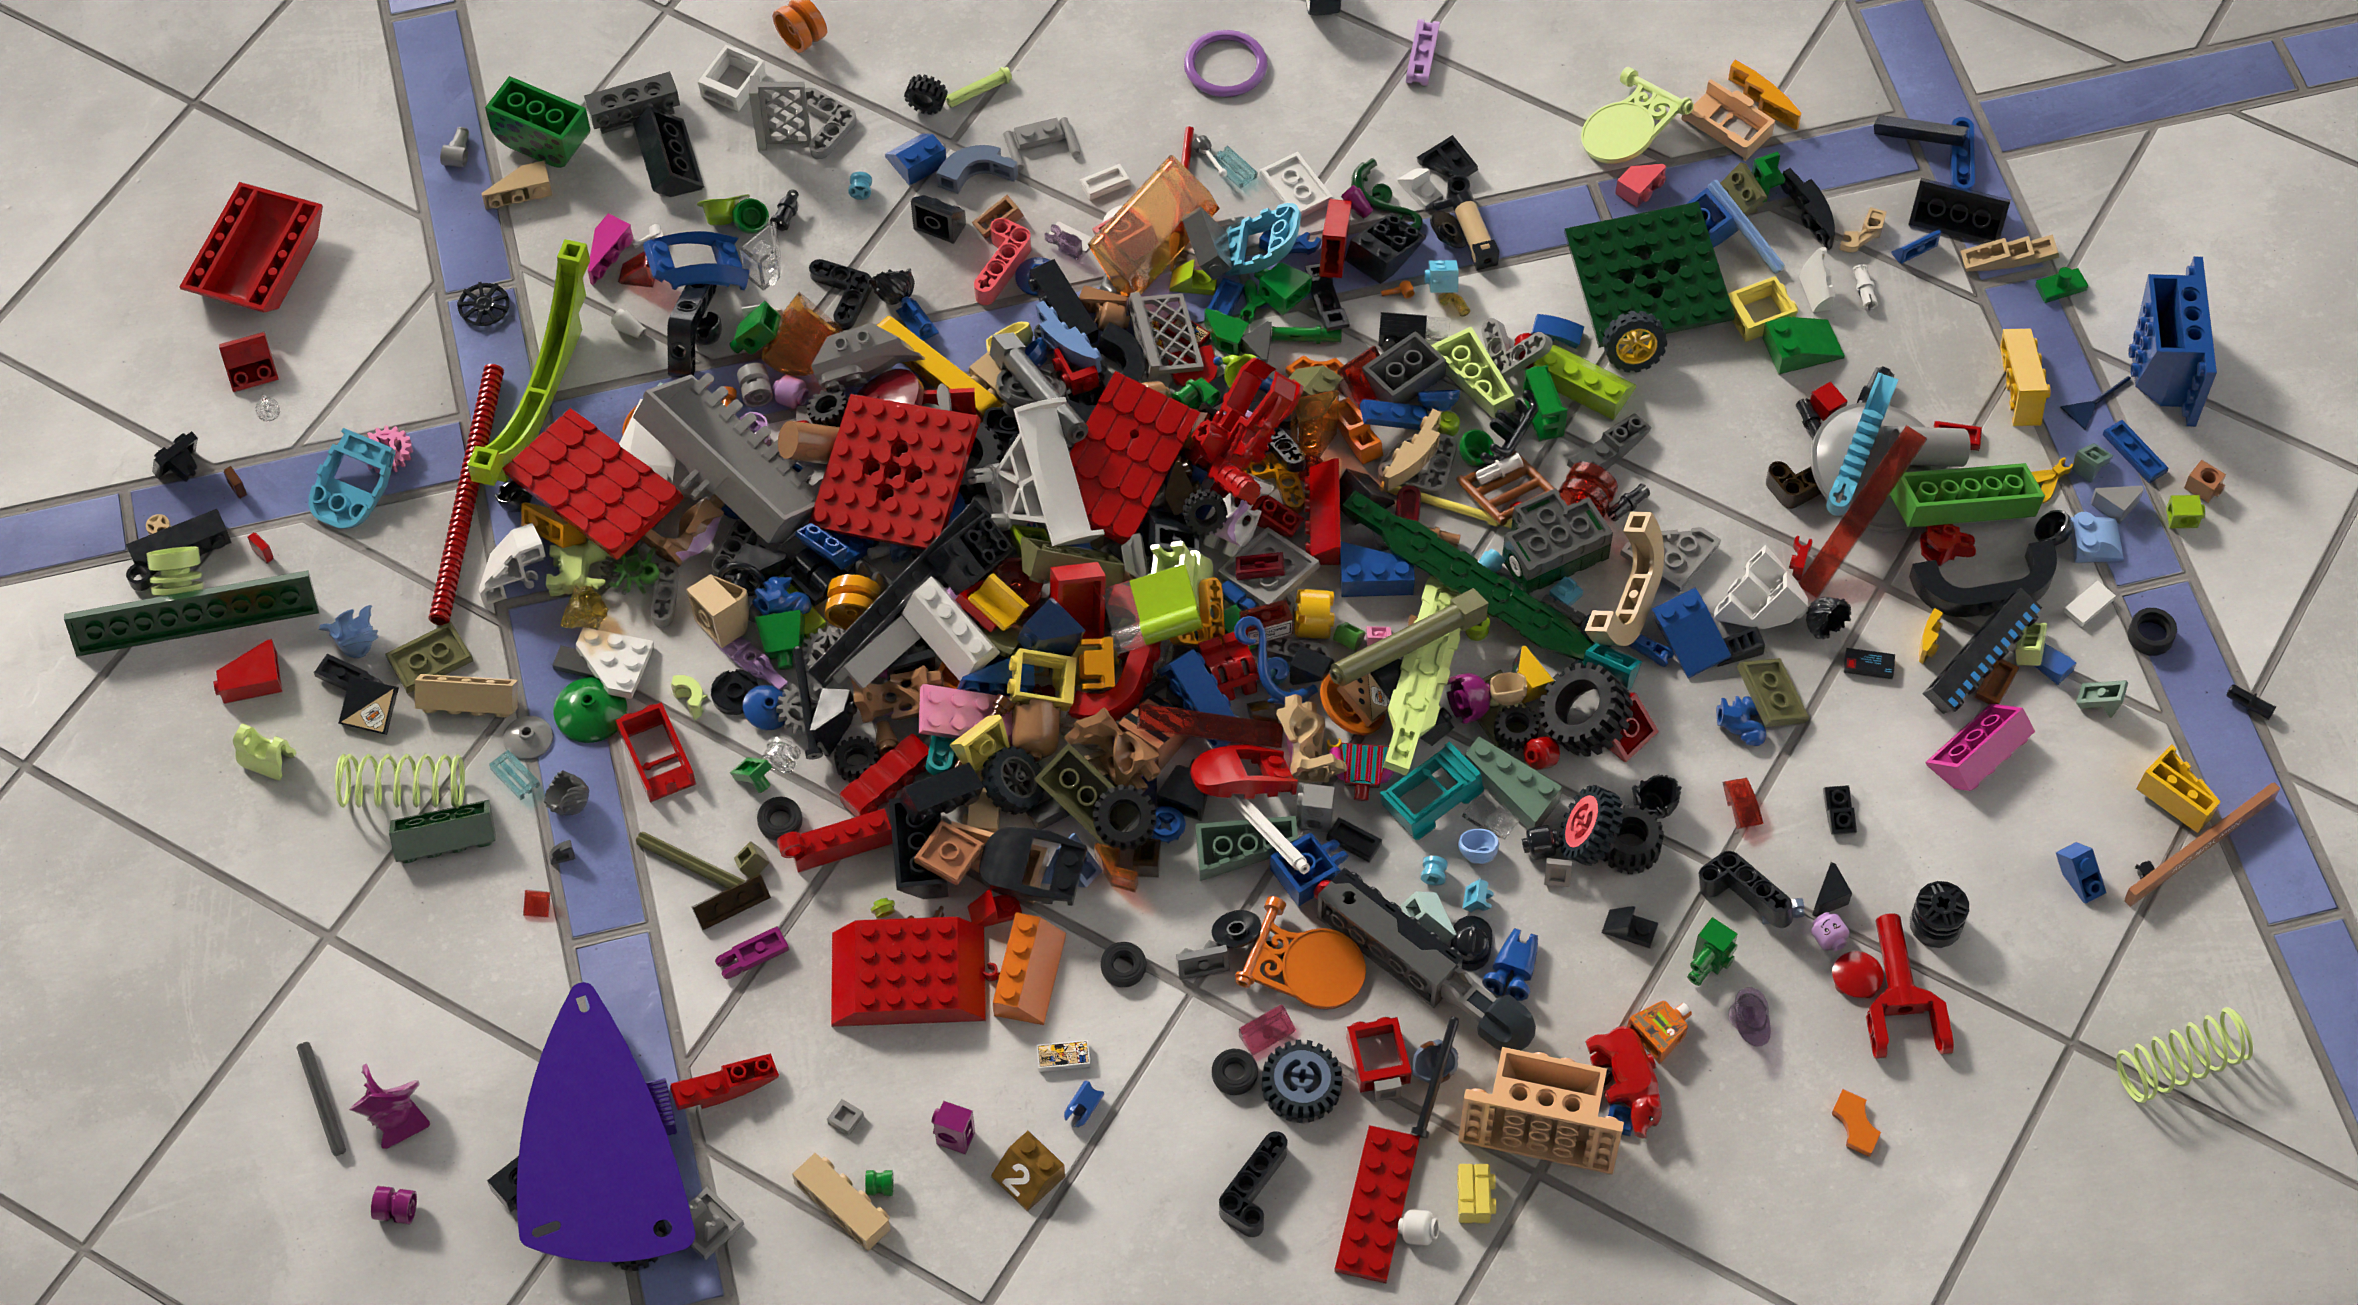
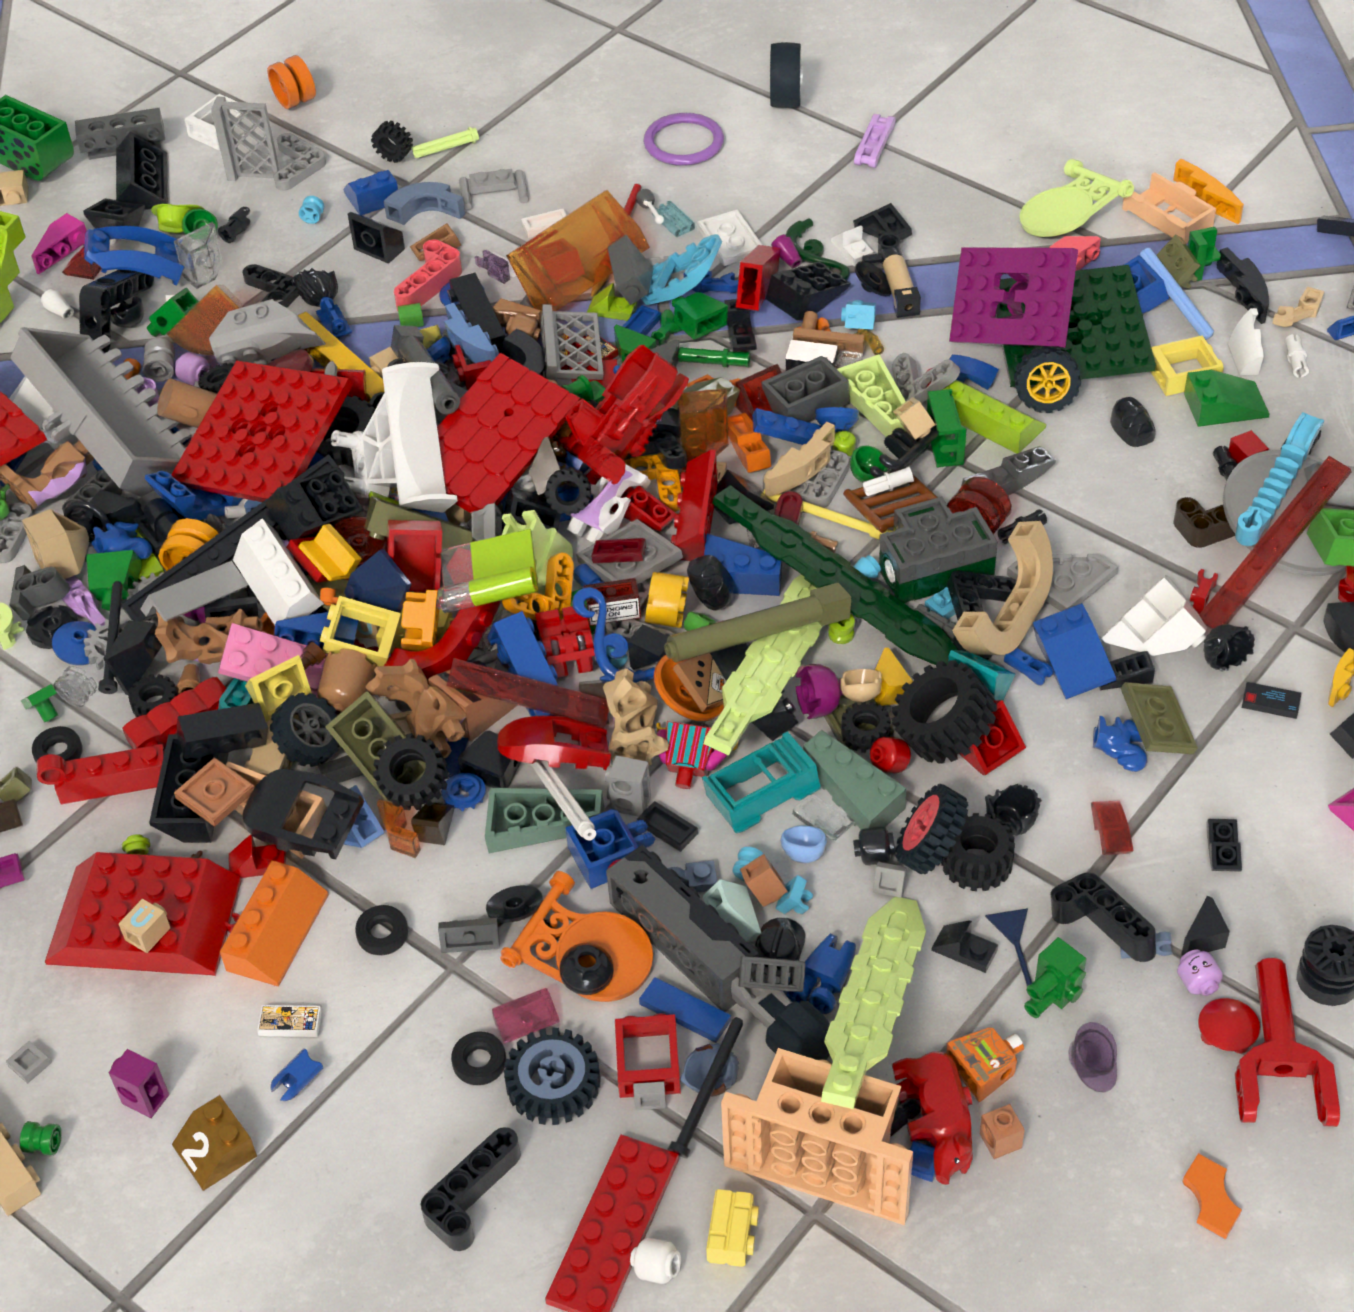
camera: 10 degrees right, 10 degrees down
(658, 208) = (114, 213): none -> black slope
(712, 656) = (36, 589): none -> dark grey tile
(925, 987) = (145, 925): none -> tan brick
(994, 309) = (411, 315): none -> bright green brick
(1005, 647) = (327, 596): none -> orange hand
(1310, 993) = (582, 979): none -> black piece
(1352, 592) = (711, 582): none -> black piece
(1391, 885) = (698, 875): none -> sand blue plate
(1395, 304) = (844, 341): none -> medium nougat piece
(1409, 1011) = (688, 1010): none -> blue tile
(1451, 886) = (763, 880): none -> nougat brick
(1493, 974) = (796, 975): none -> dark grey slope
(1516, 400) = (914, 418): none -> tan brick
(1567, 985) = (872, 998): none -> yellowish green plate
(1585, 574) = (969, 587): none -> black beam
(1629, 261) = (1044, 292): none -> magenta plate
(1666, 903) = (1011, 926): none -> dark blue piece
(1682, 1088) = (1001, 1131): none -> nougat brick
(1717, 377) = (1132, 422): none -> black piece

